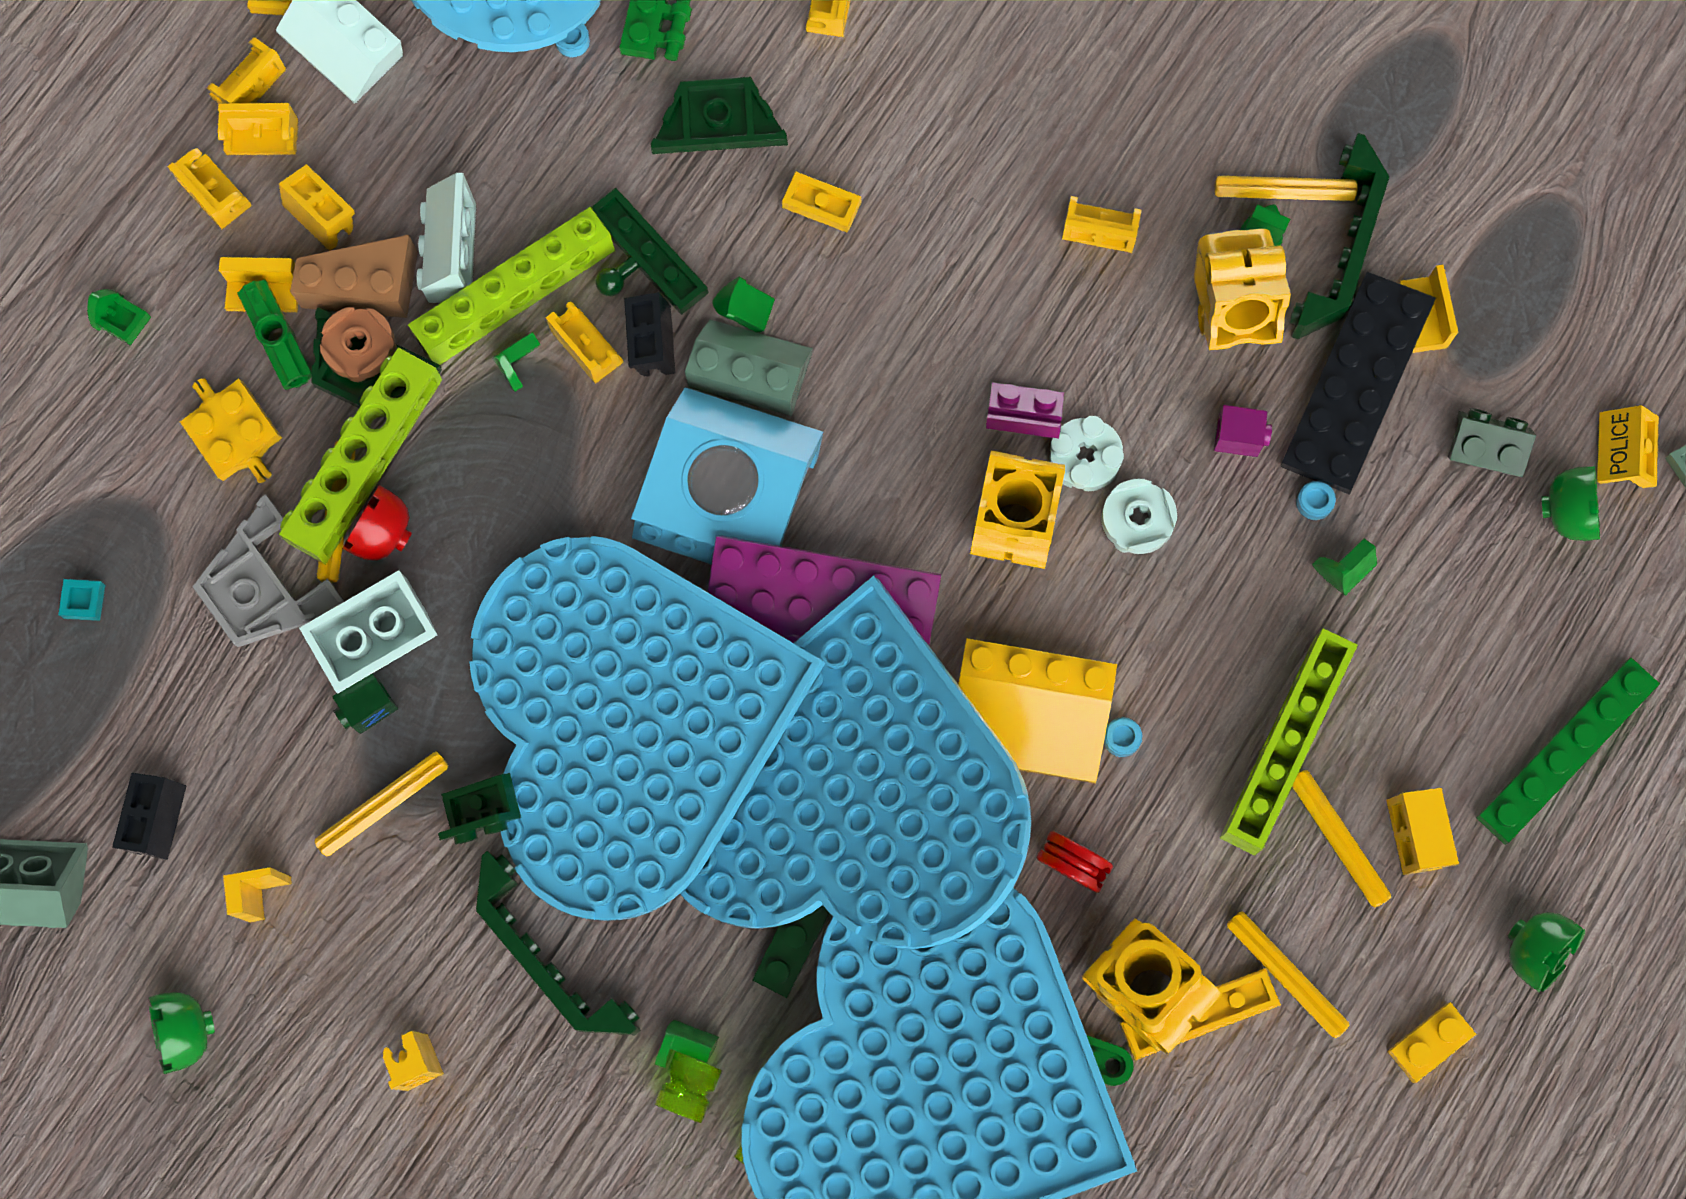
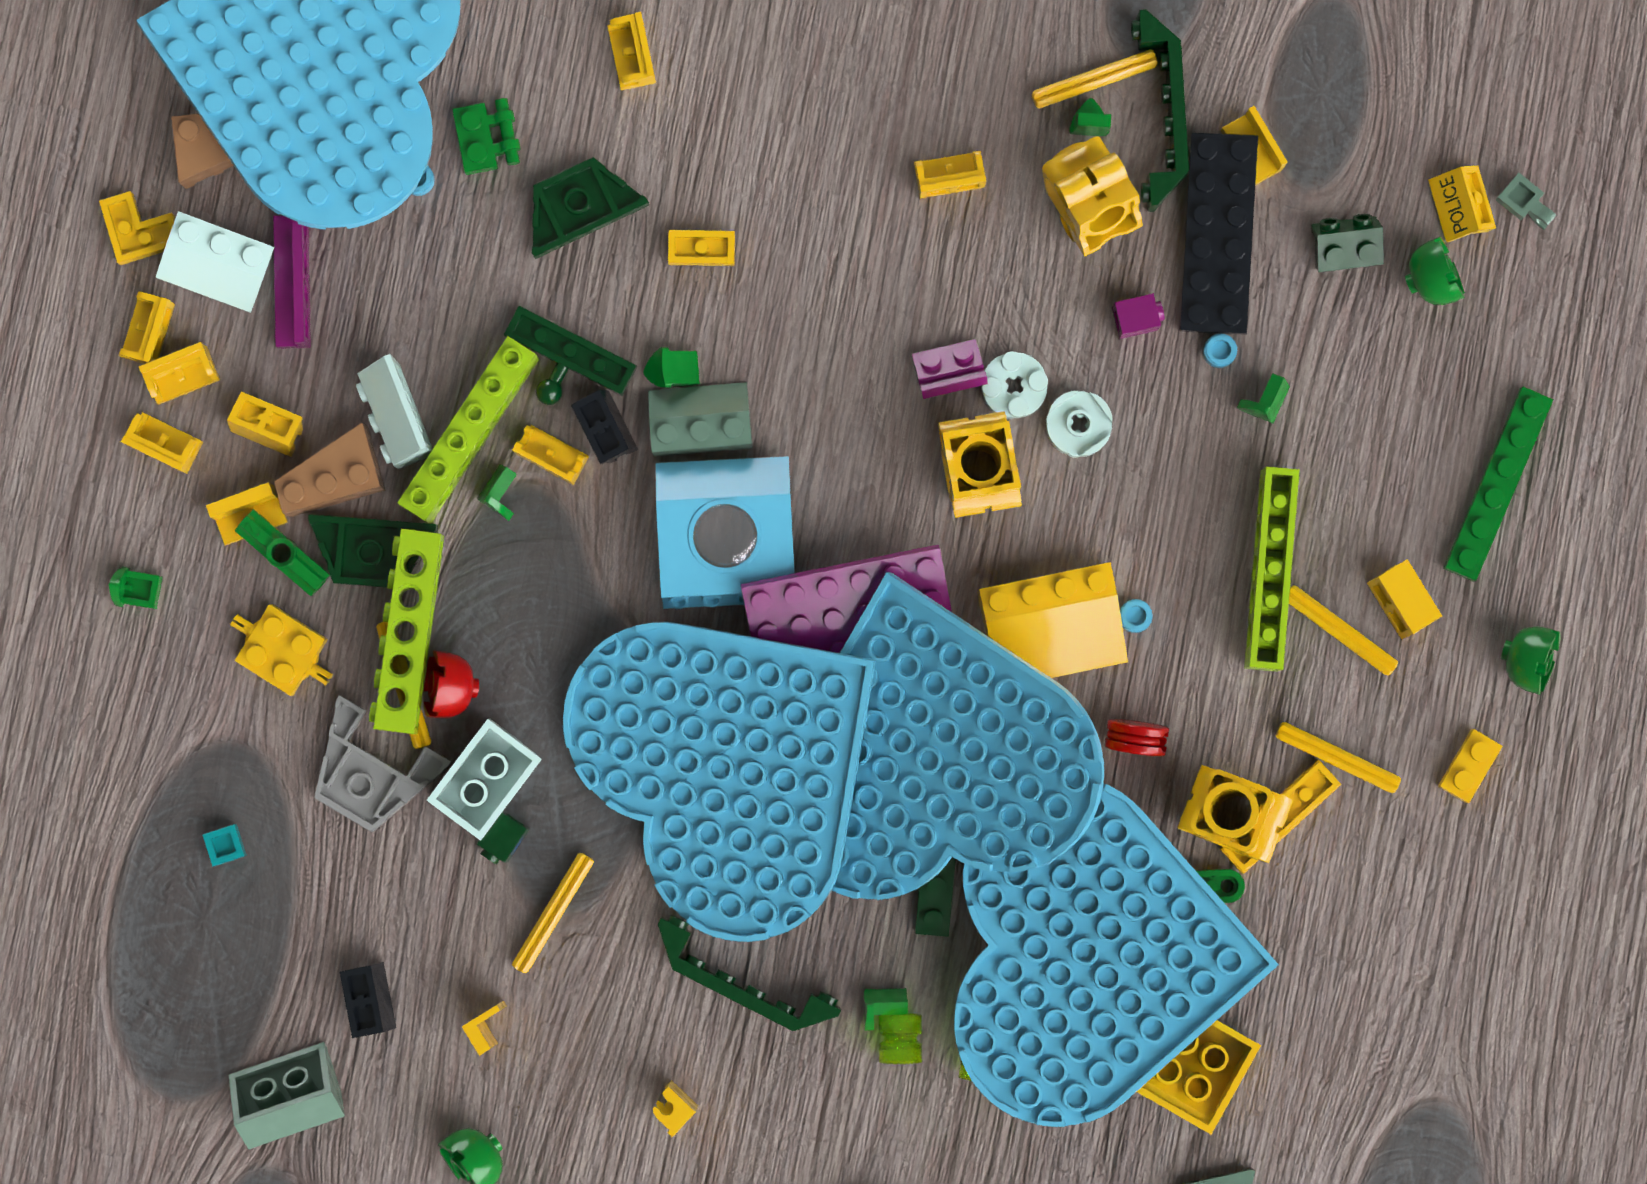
camera: 25 degrees left, 10 degrees up
(362, 323) = (366, 553): nougat plate -> none
(406, 88) = (291, 284): none -> magenta fence
(480, 807) = (637, 886): dark green bracket -> none

